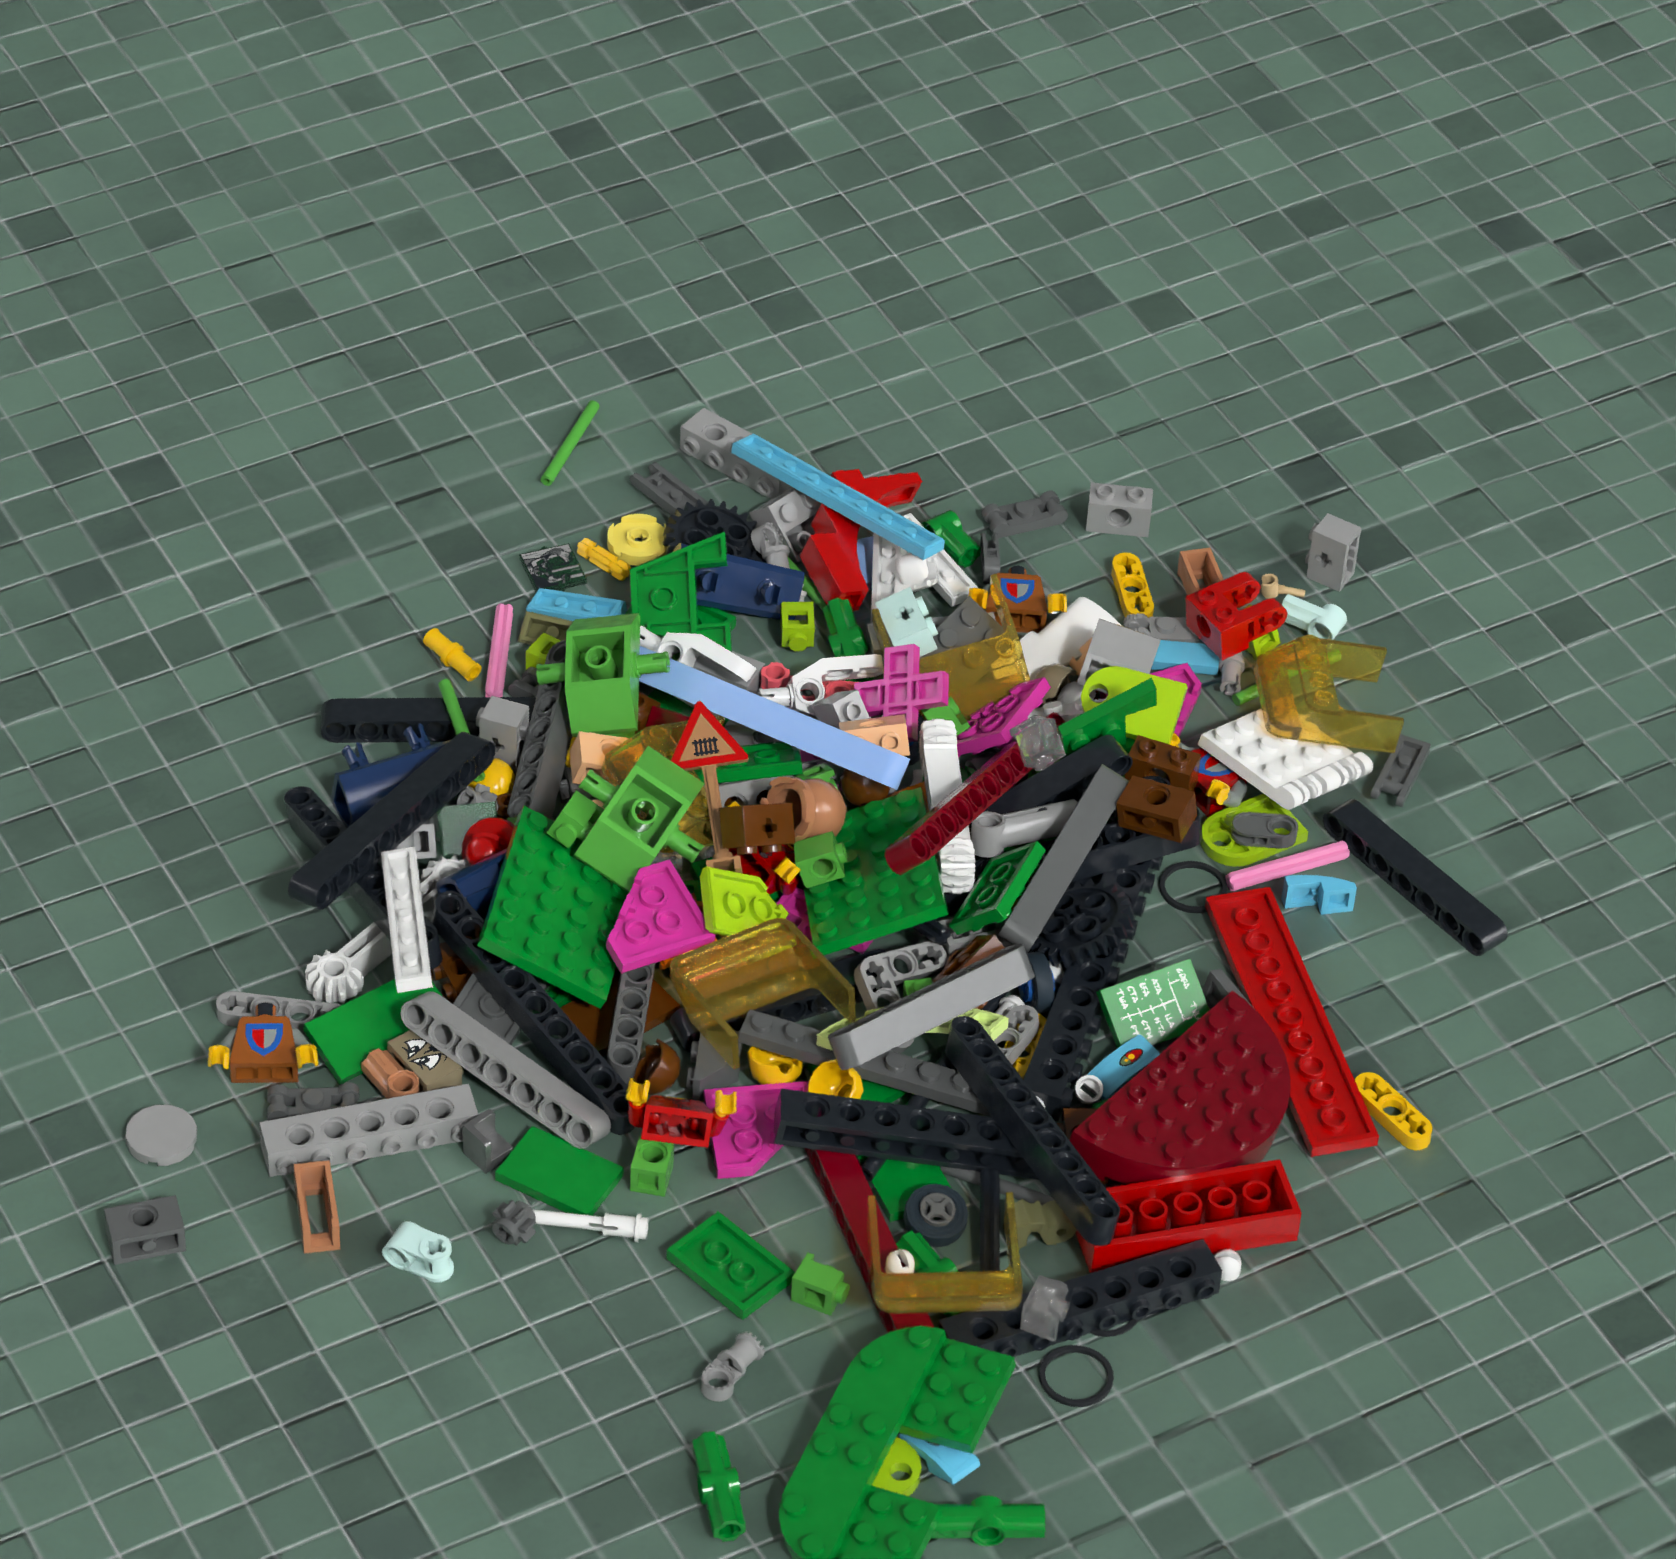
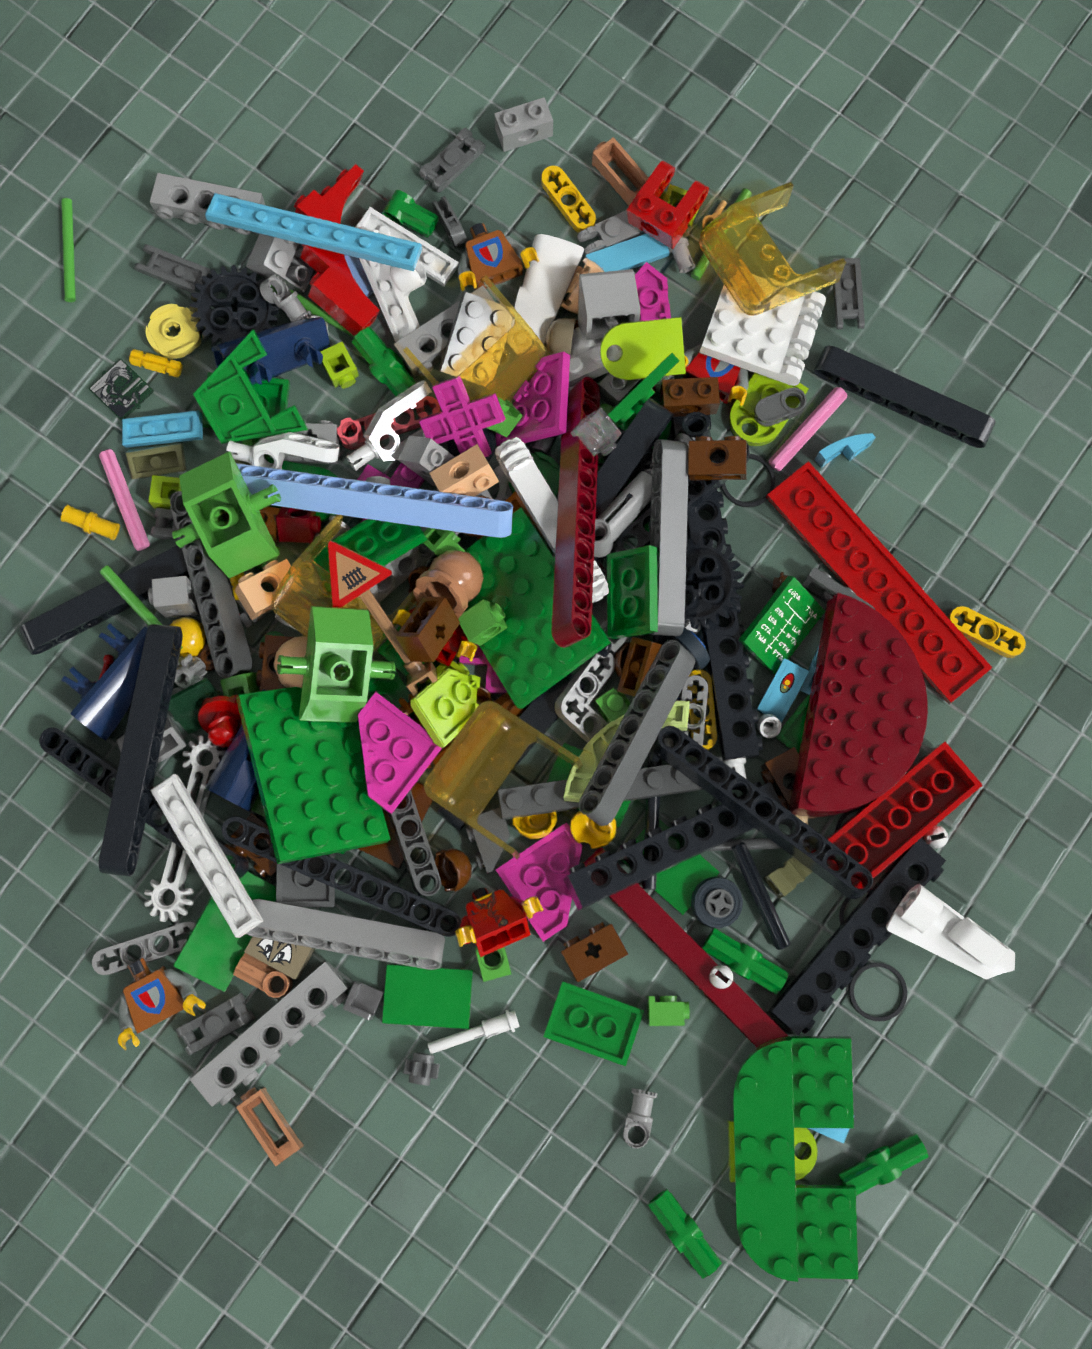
camera: 25 degrees left, 35 degrees up
(145, 1229) = (141, 1226): dark grey brick -> none
(161, 1135) = (118, 1111): light grey tile -> none
(417, 1249) = (360, 1129): light aqua piece -> none
(575, 820) = (284, 694): bright green brick -> none
(769, 1203) = (610, 952): none -> reddish brown brick
(905, 621) = (418, 335): light aqua brick -> none
(947, 1290) = (773, 995): clear yellow windscreen -> none
(1045, 1308) = (847, 971): clear brick -> none
(1189, 1340) = (943, 931): none -> white panel
(1271, 588) = (667, 141): tan hand -> none
(1317, 621) = (721, 168): light aqua piece -> none
(1332, 552) = (705, 97): light grey brick -> none

